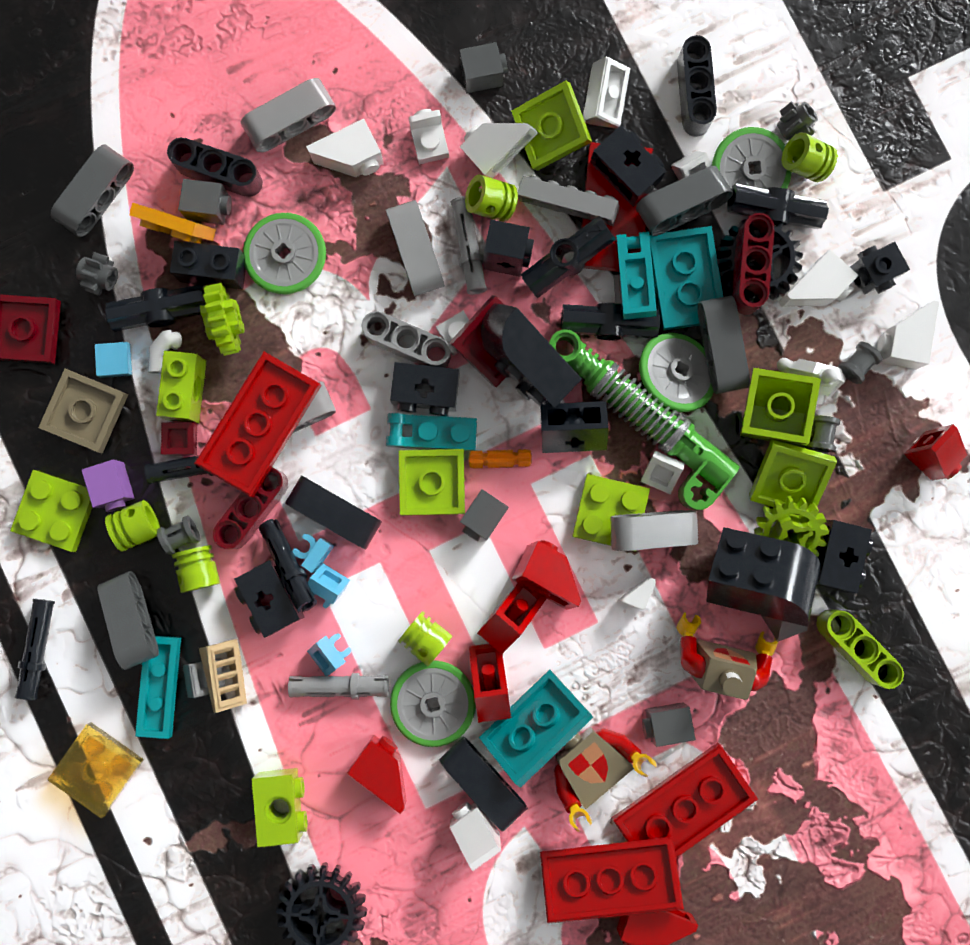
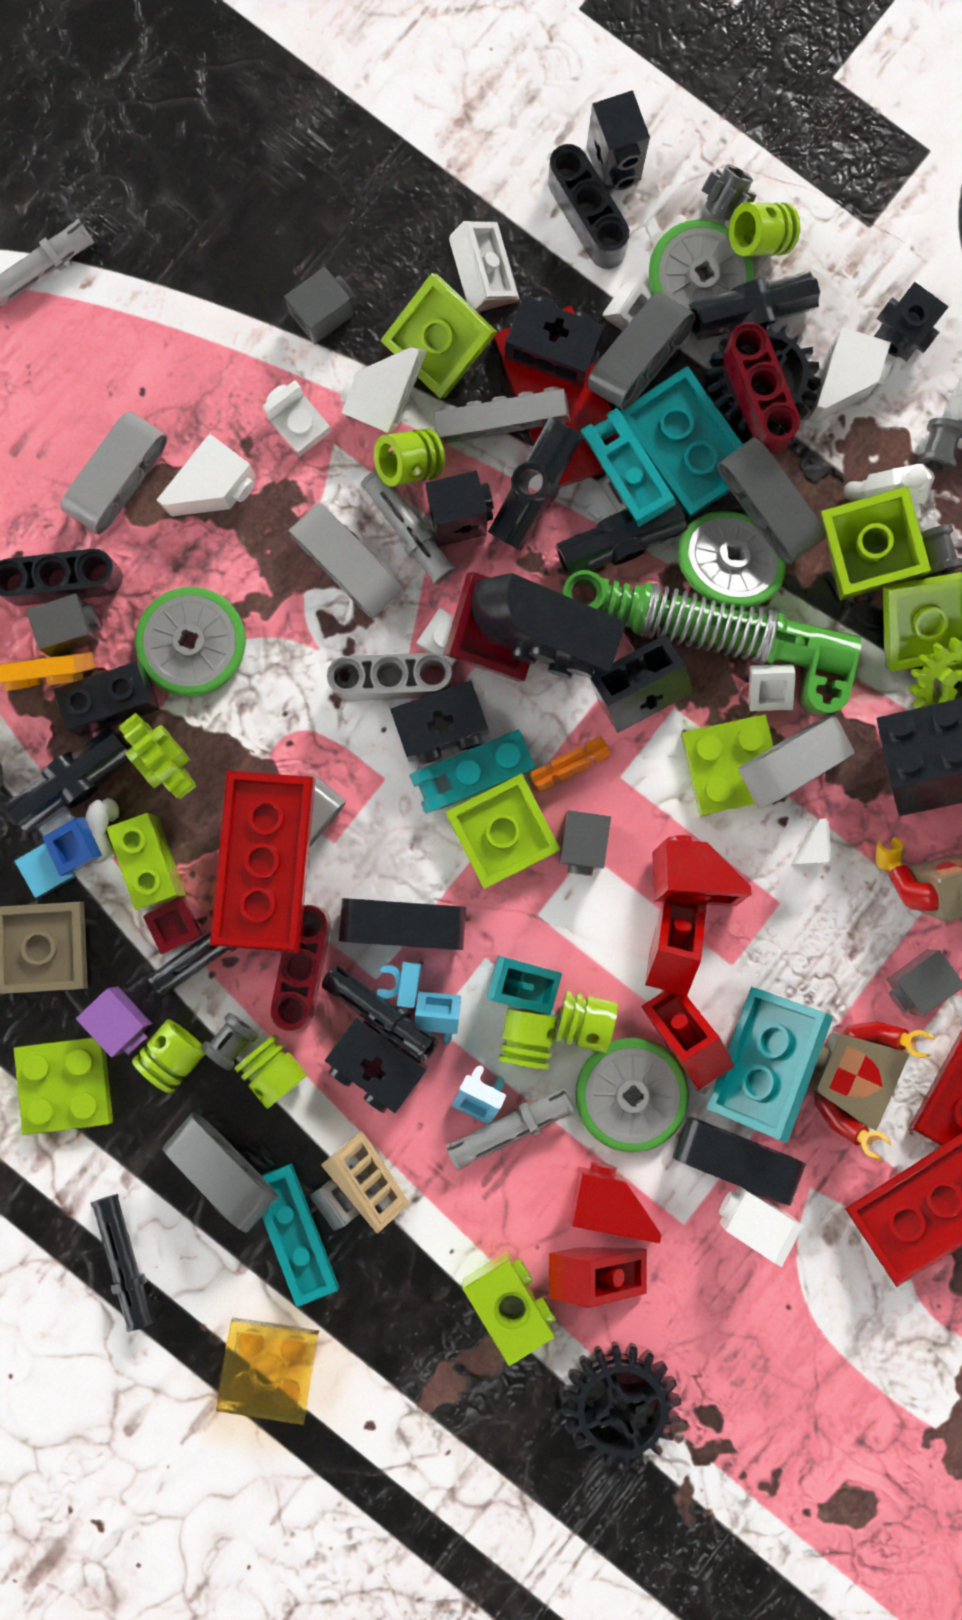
camera: 20 degrees left, 0 degrees up
(136, 352) = (72, 846): none -> blue plate
(348, 814) = (597, 1275): none -> red slope
(379, 630) = (527, 1038): none -> lime piece
(394, 593) = (524, 985): none -> teal slope
(737, 50) = (618, 140): none -> black brick

